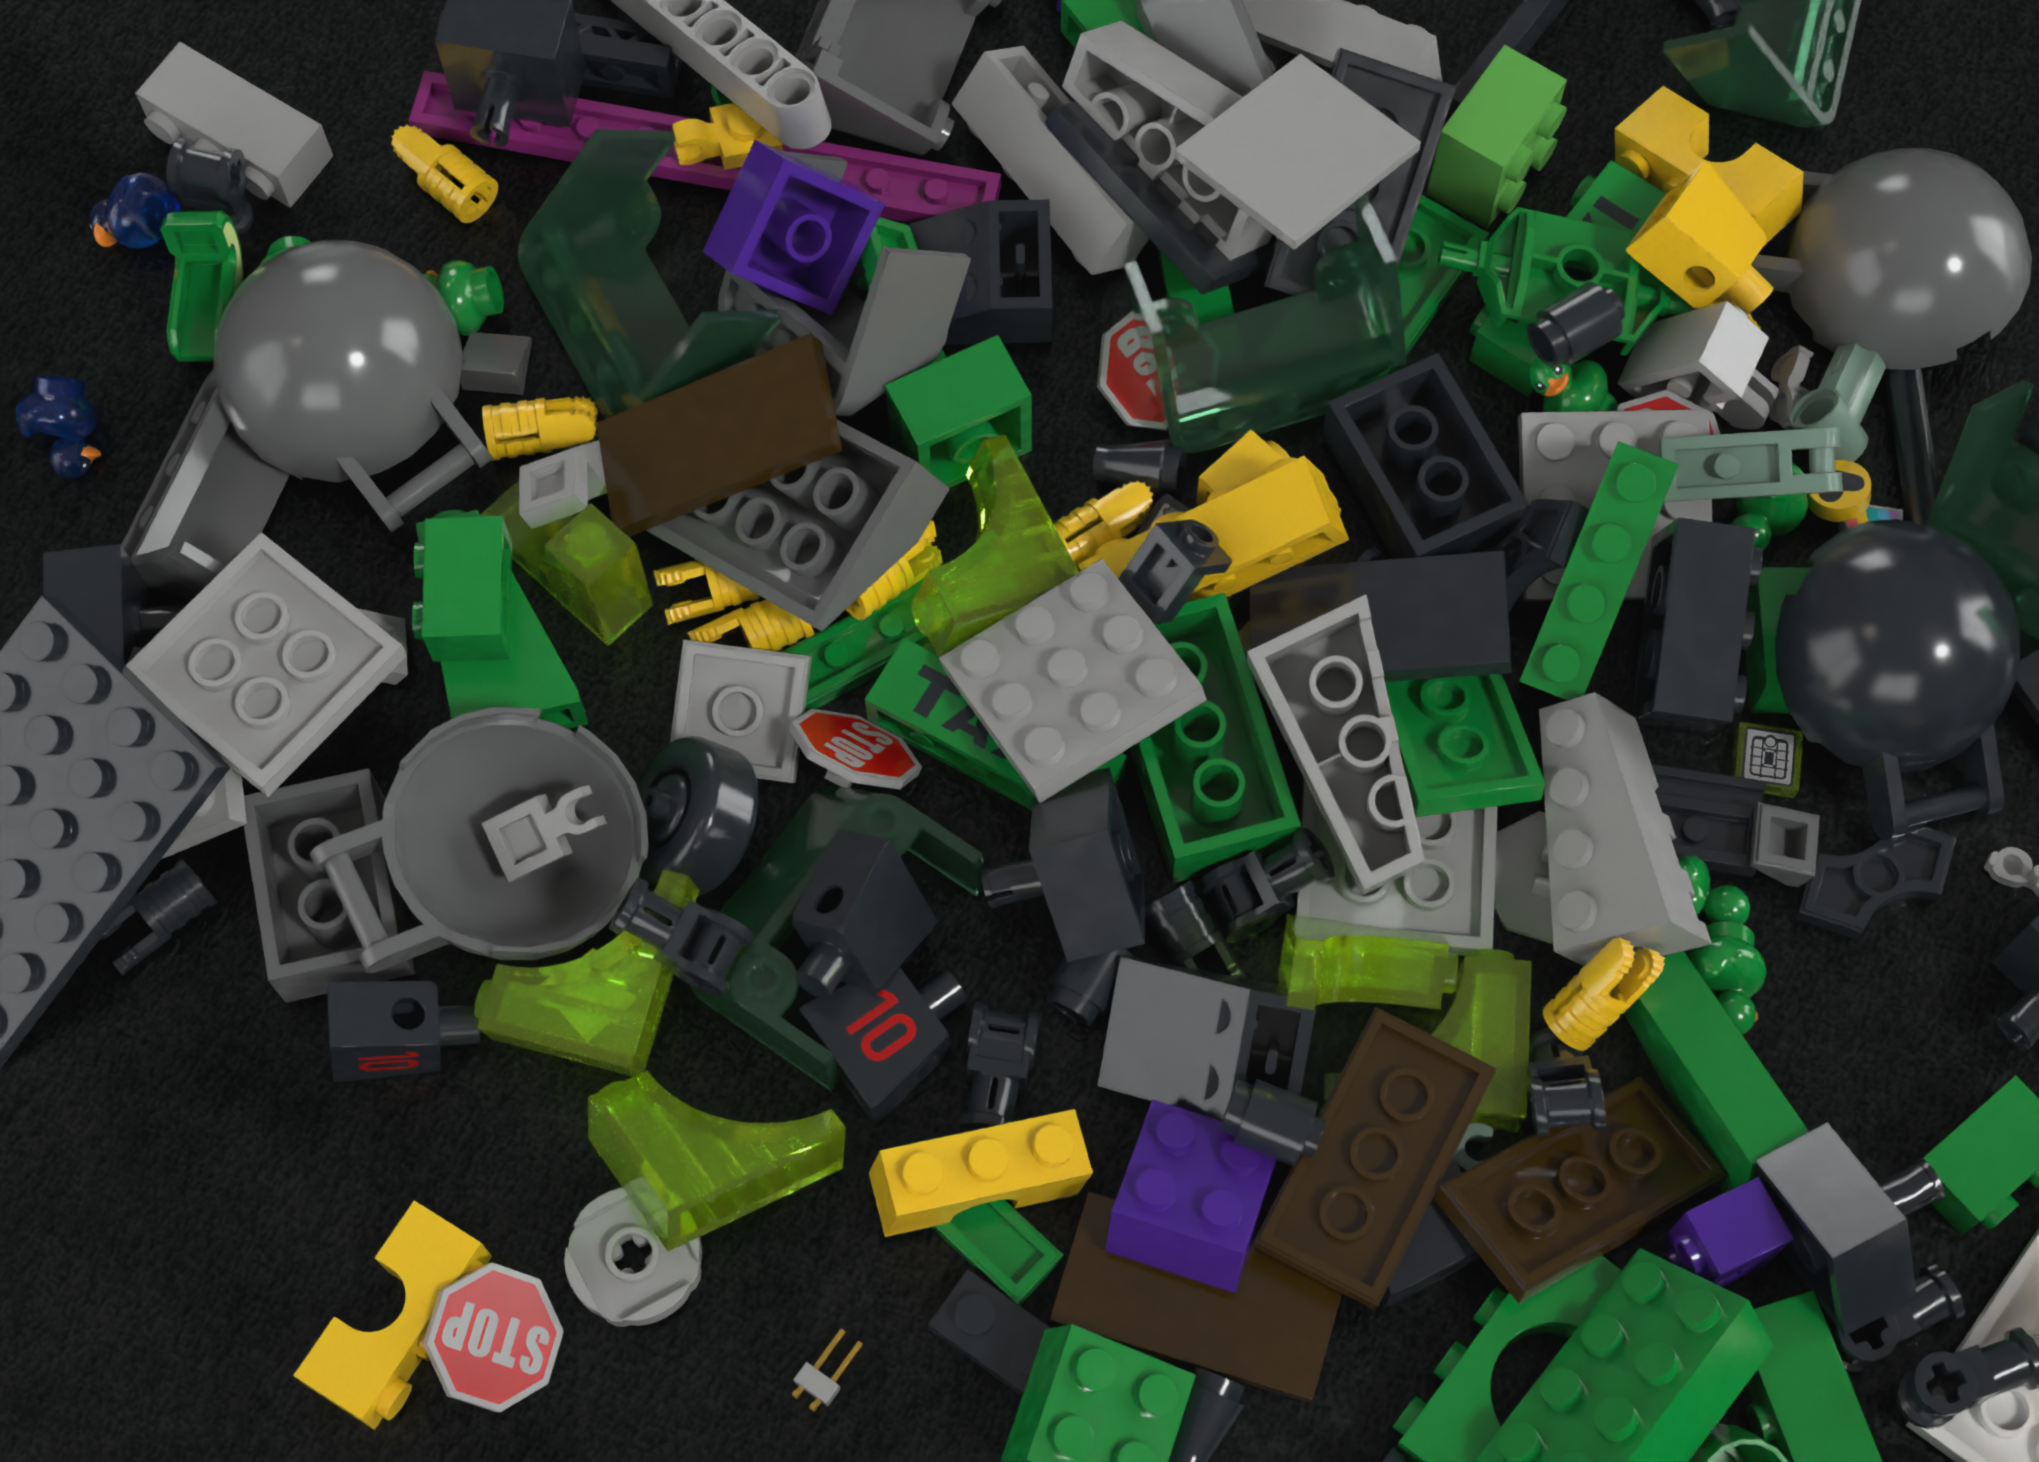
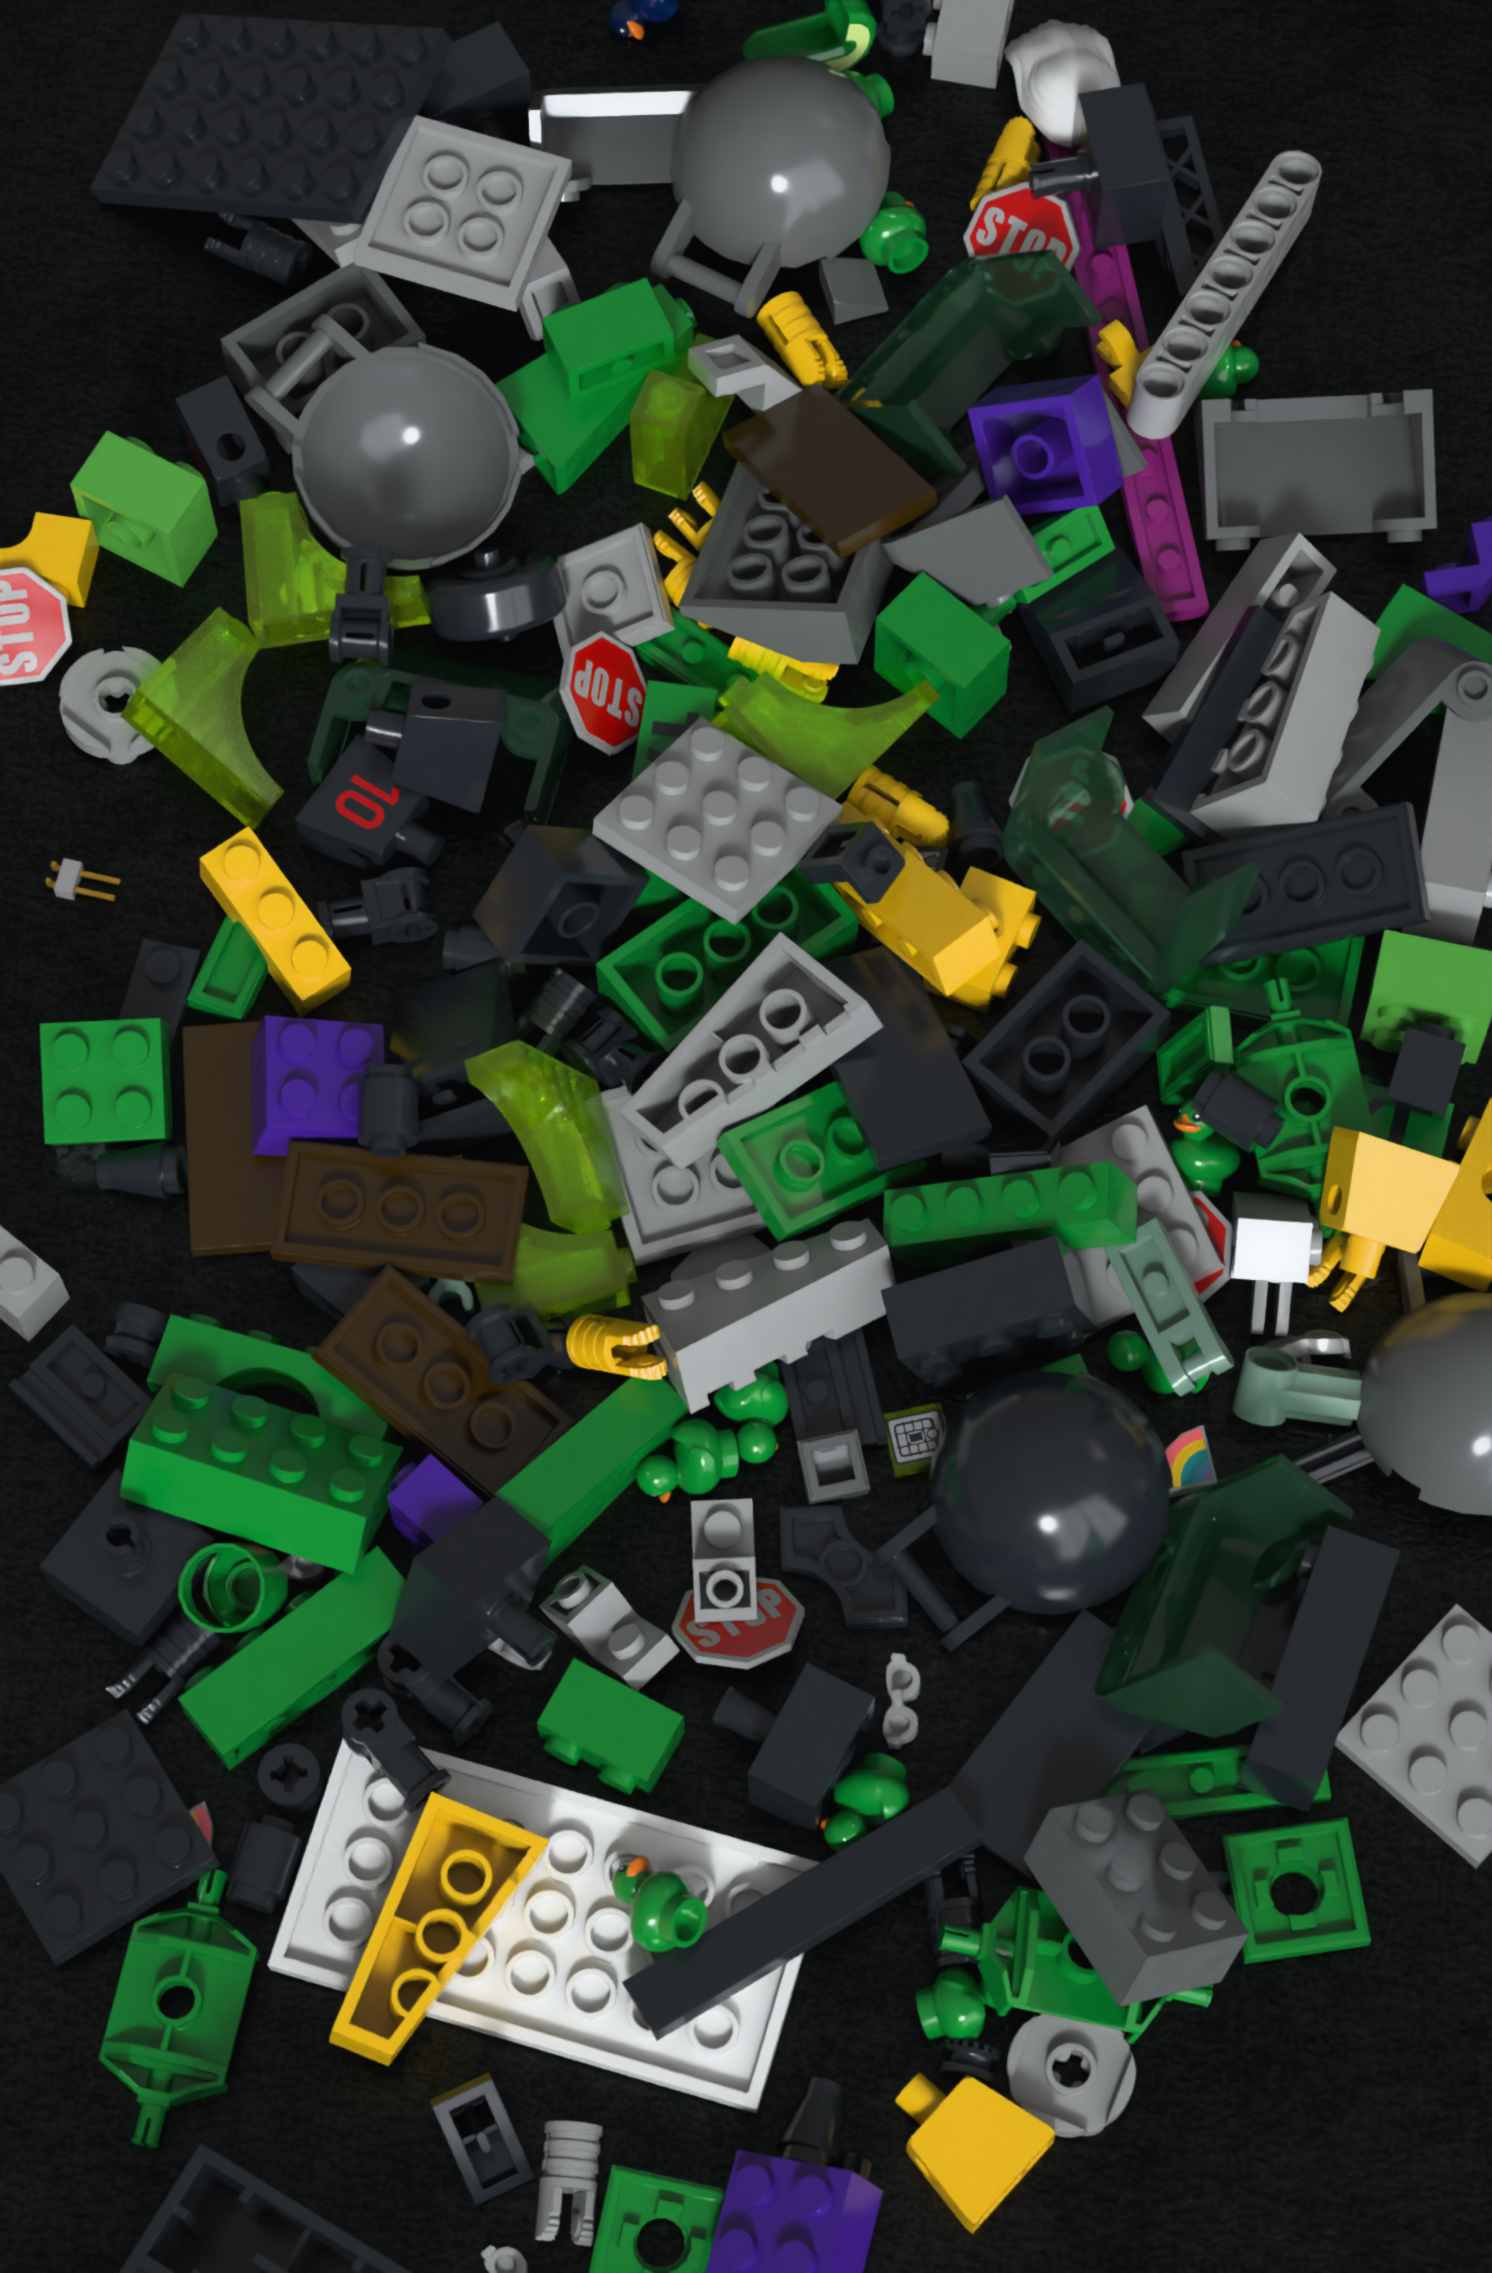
camera: 70 degrees right, 0 degrees up
(371, 78) = (1055, 66): none -> white hair
(425, 1134) = (146, 507): none -> bright green brick
(517, 178) = (1017, 223): none -> piece
(535, 832) = (428, 483): light grey plate -> none
(1297, 150) = (1277, 799): light grey piece -> none
(1483, 350) = (1193, 1054): none -> green tile
(1588, 160) = (1426, 1071): none -> black brick
(1846, 504) = (1206, 1415): yellow tile -> none
(1857, 988) = (723, 1560): none -> light grey slope
(1892, 1113) = (608, 1628): none -> light grey slope
(1917, 991) = (742, 1642): none -> piece

